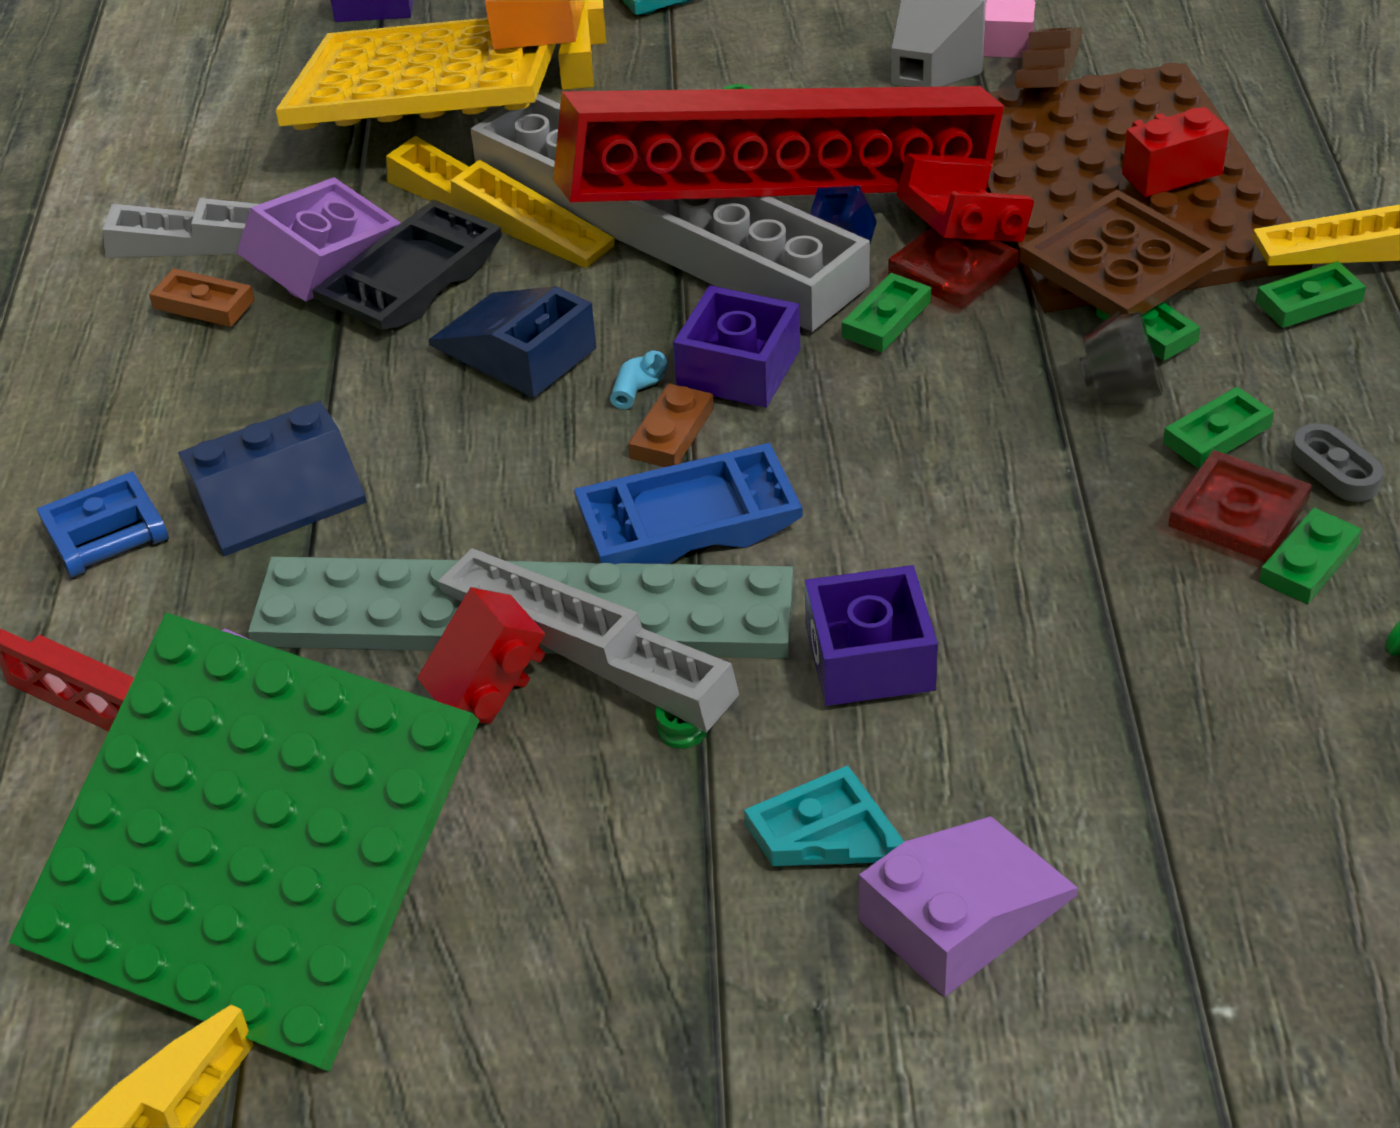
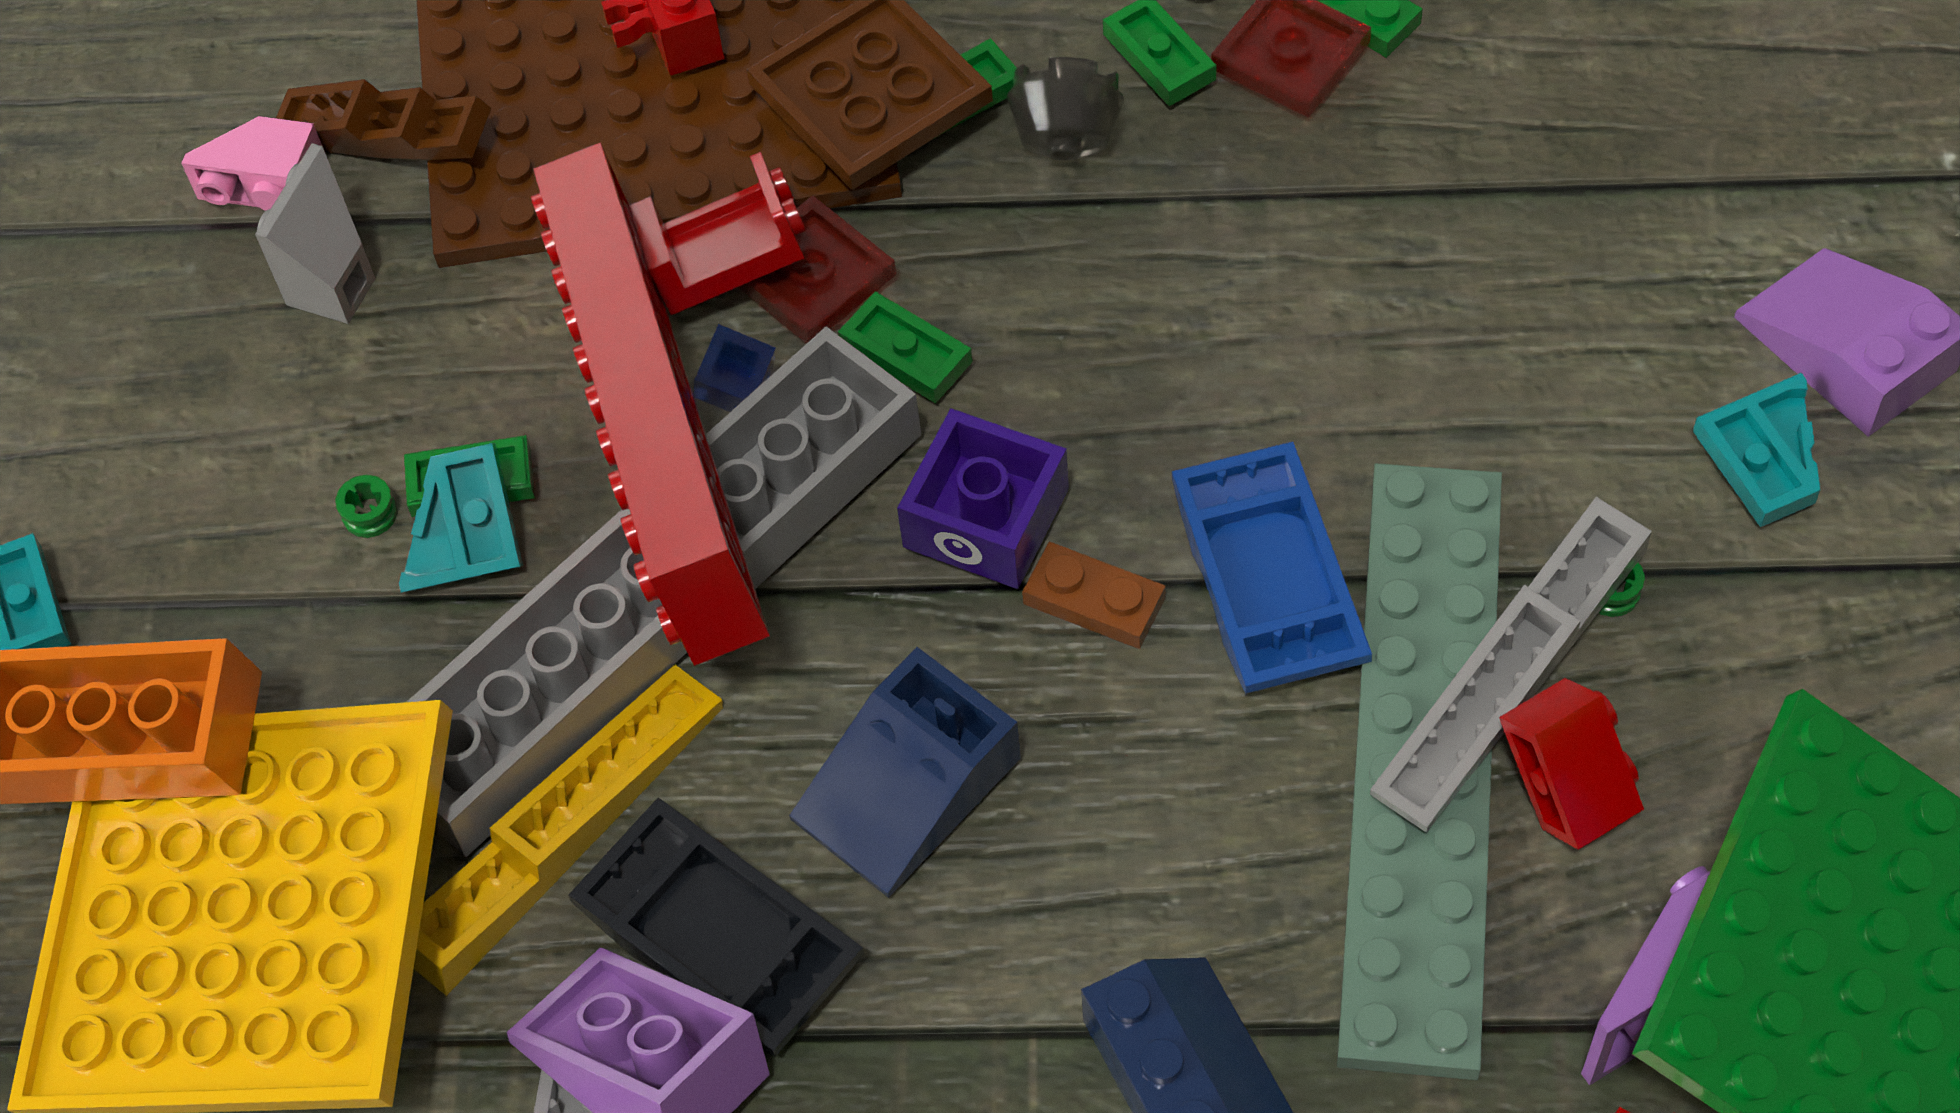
camera: 85 degrees left, 15 degrees up
(636, 376) = (992, 633): medium azure arm -> none
(870, 635) = (1515, 381): dark purple brick -> none

